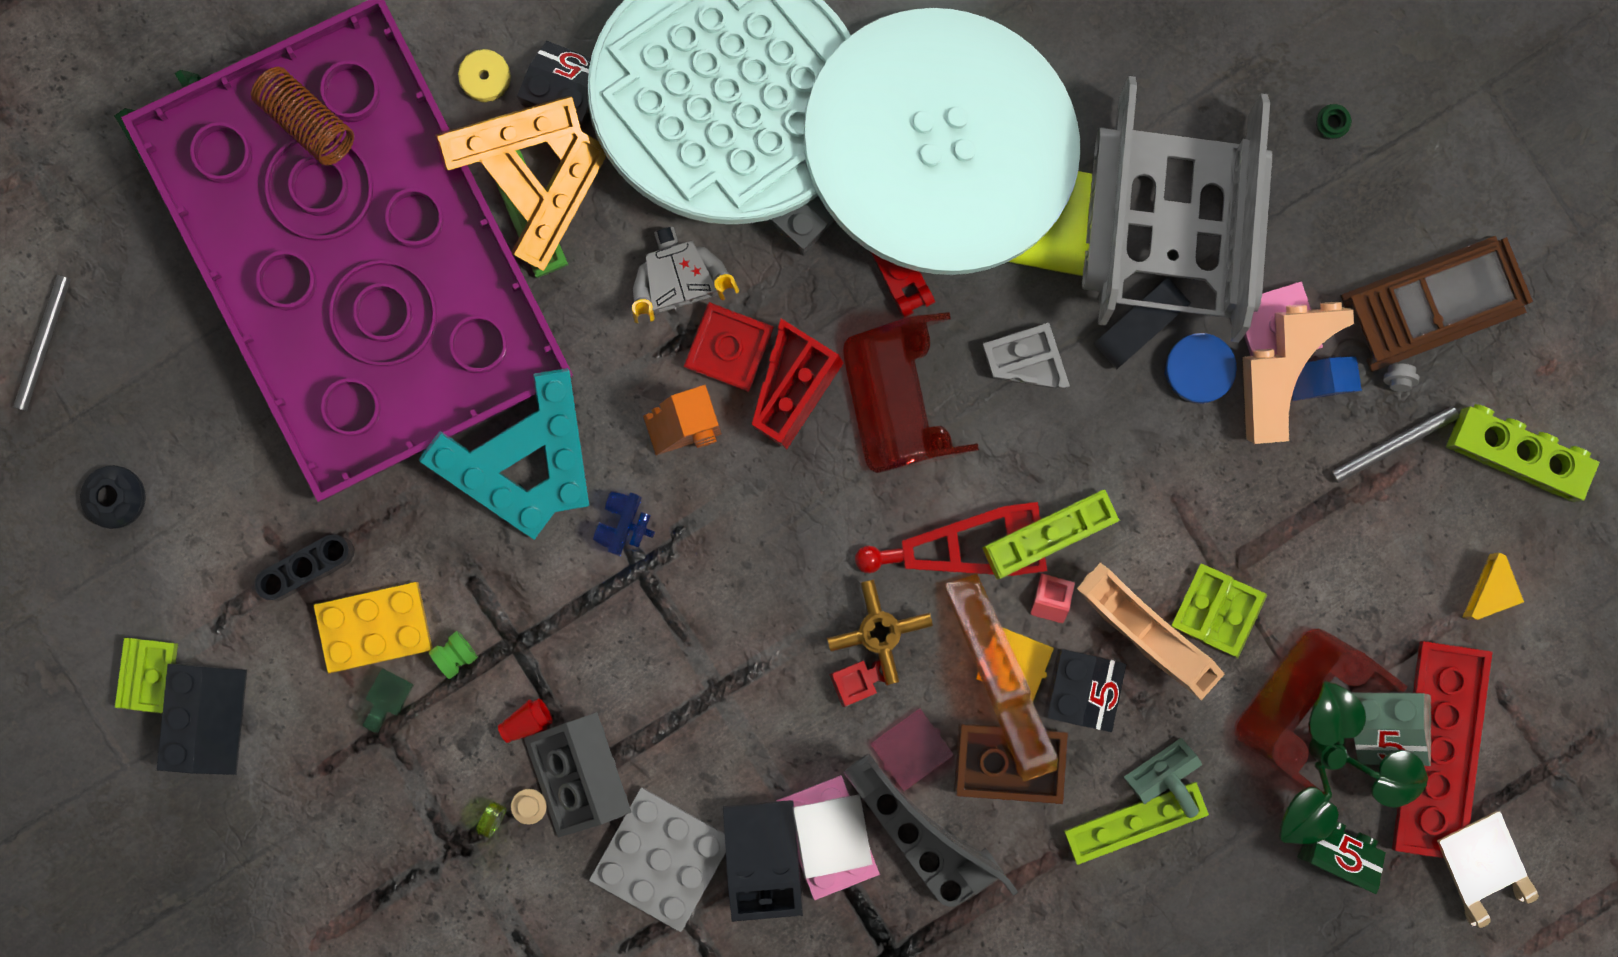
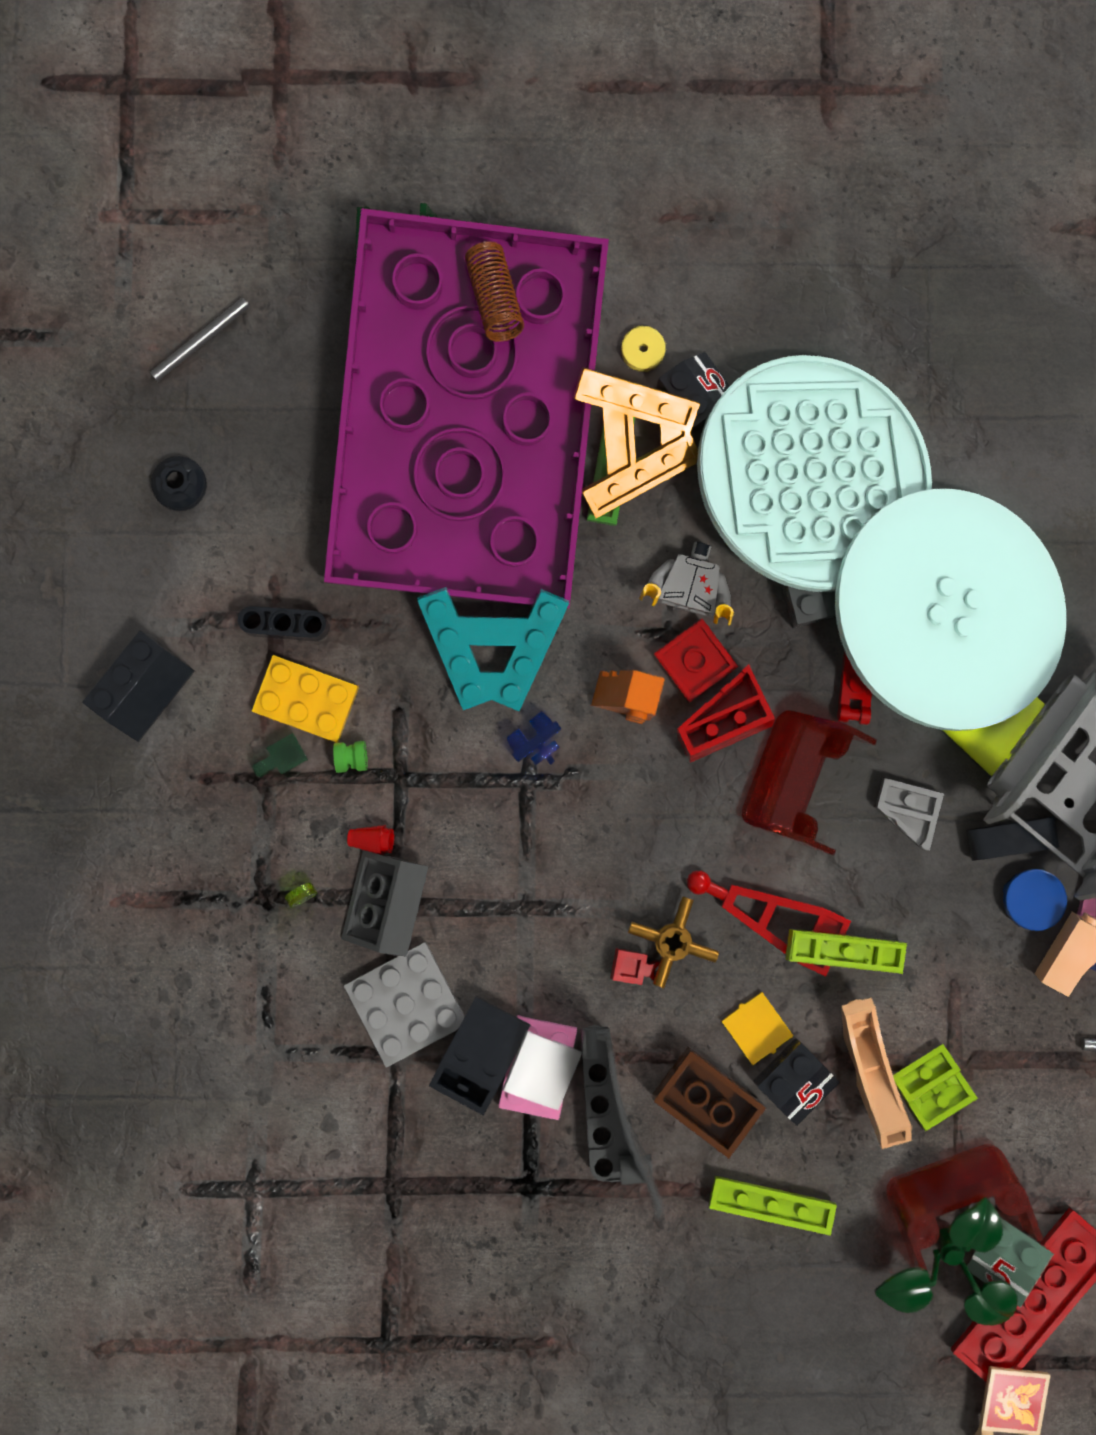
camera: 35 degrees right, 0 degrees up
(144, 674) = (118, 626): lime plate -> none
(528, 806) = (334, 902): tan plate -> none
(912, 749) = (641, 1042): clear pink piece -> none
(1002, 678) = (742, 1036): clear orange slope -> none
(1052, 598) = (815, 998): coral slope -> none
(1165, 772) = (820, 1182): sand green plate -> none
(1347, 858) = (915, 1337): dark green slope -> none

